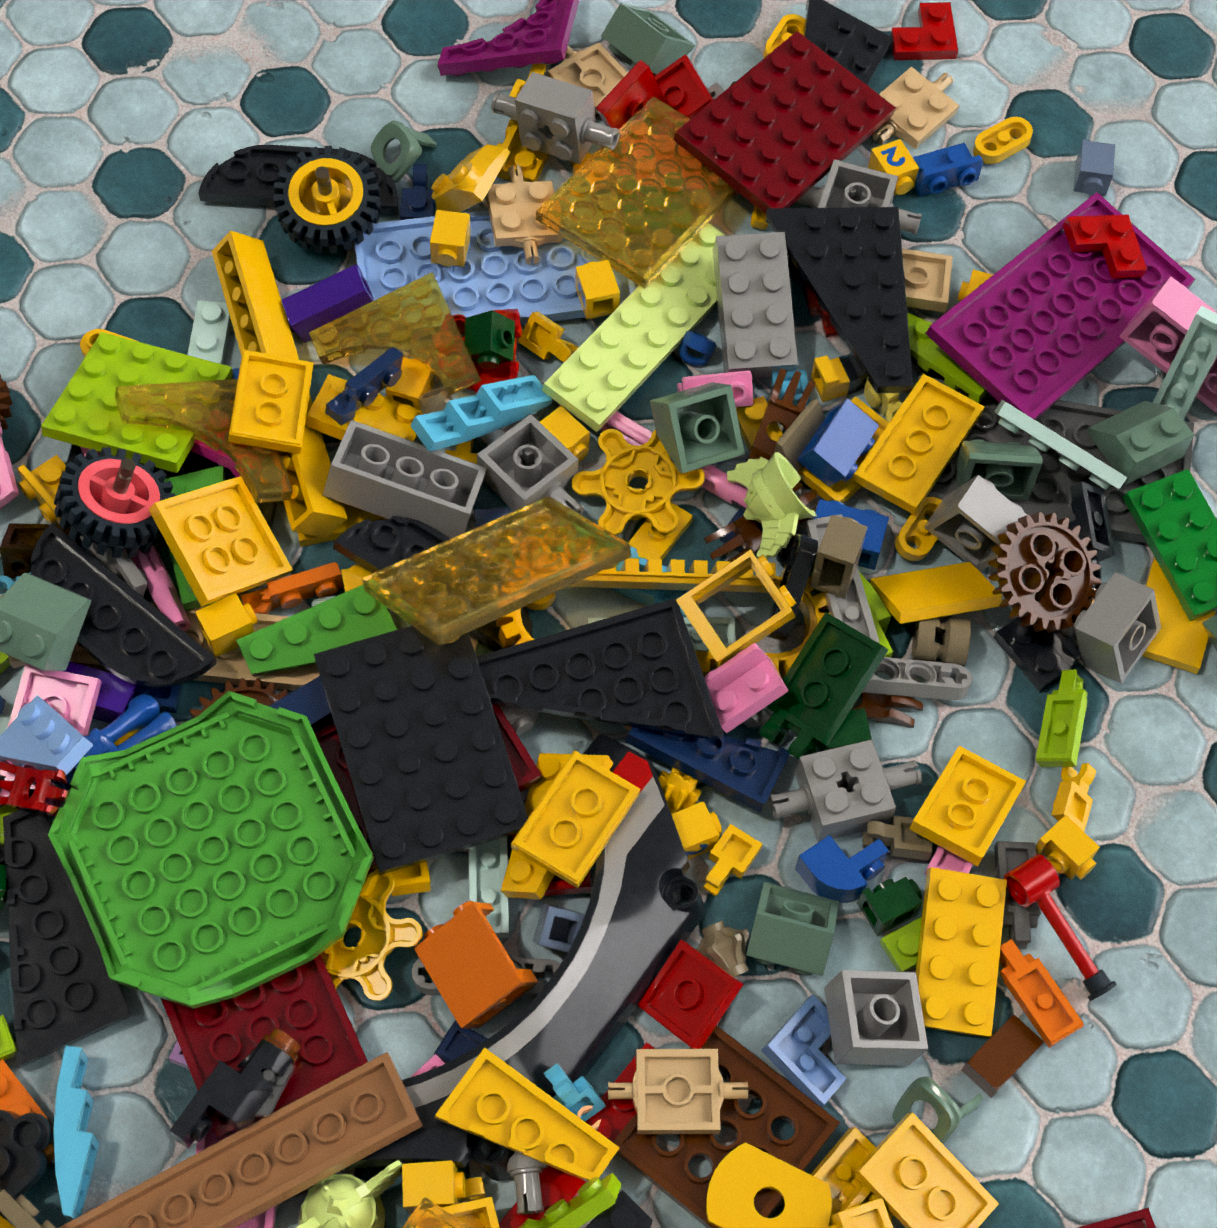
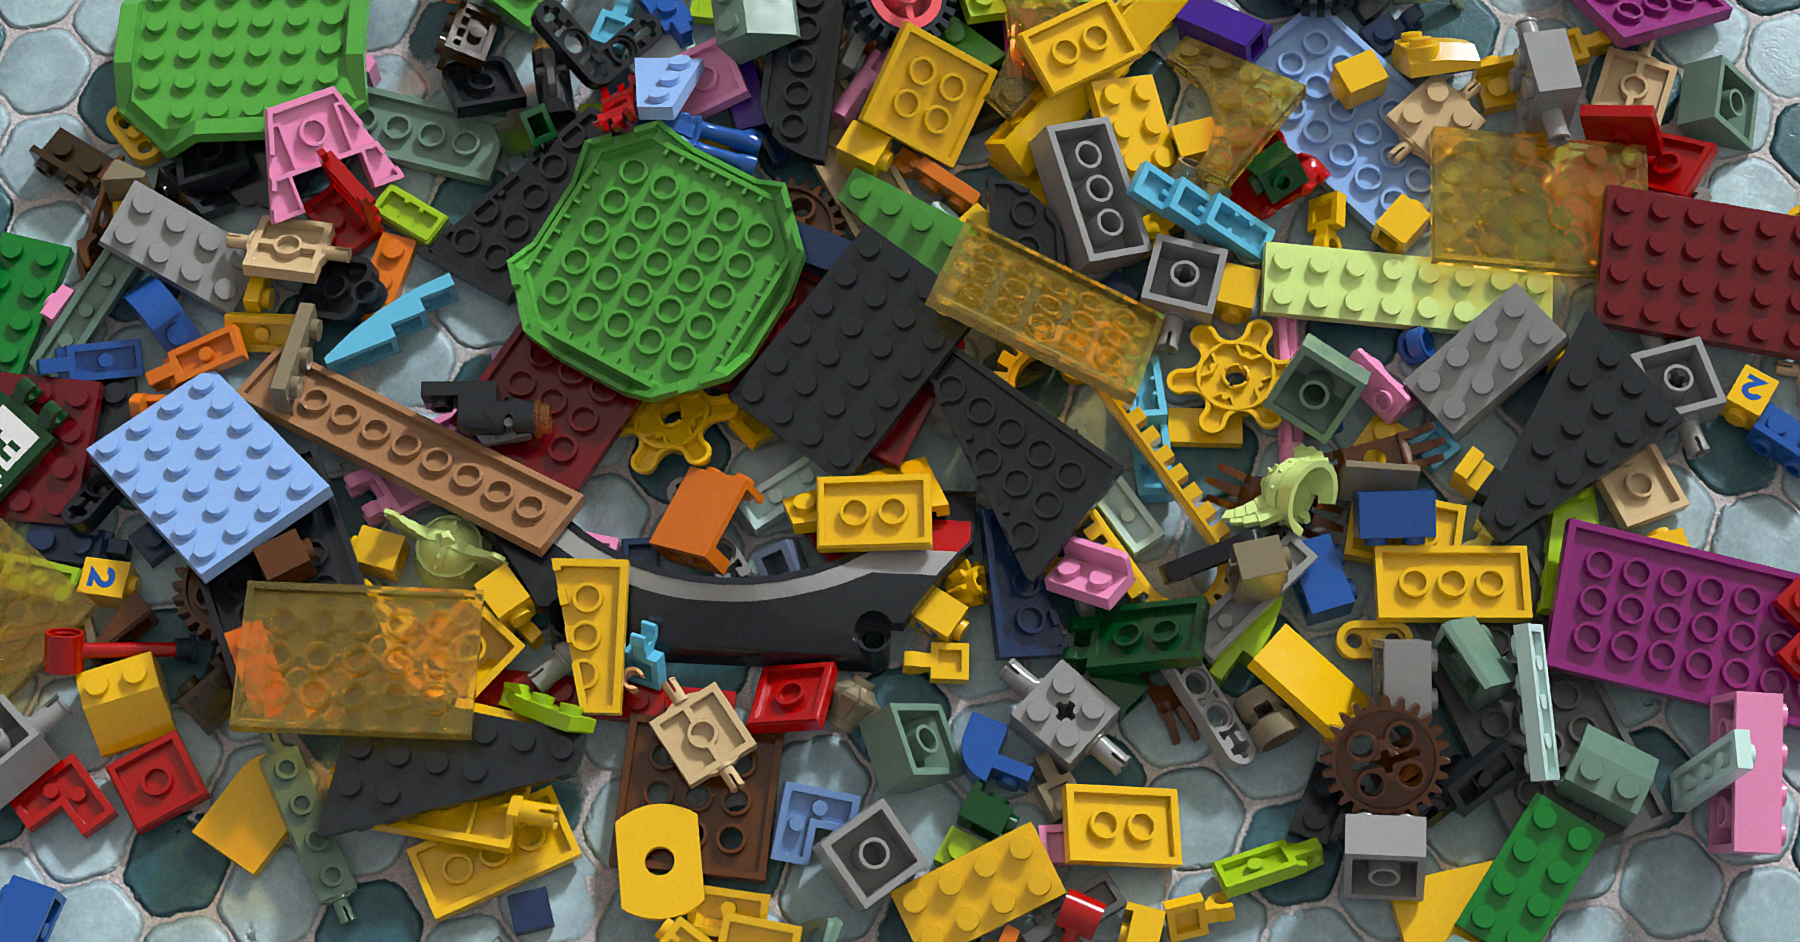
camera: 60 degrees right, 5 degrees up
(365, 386) = (1150, 106): dark blue hinge -> none
(690, 601) = (1121, 504): yellow window -> none

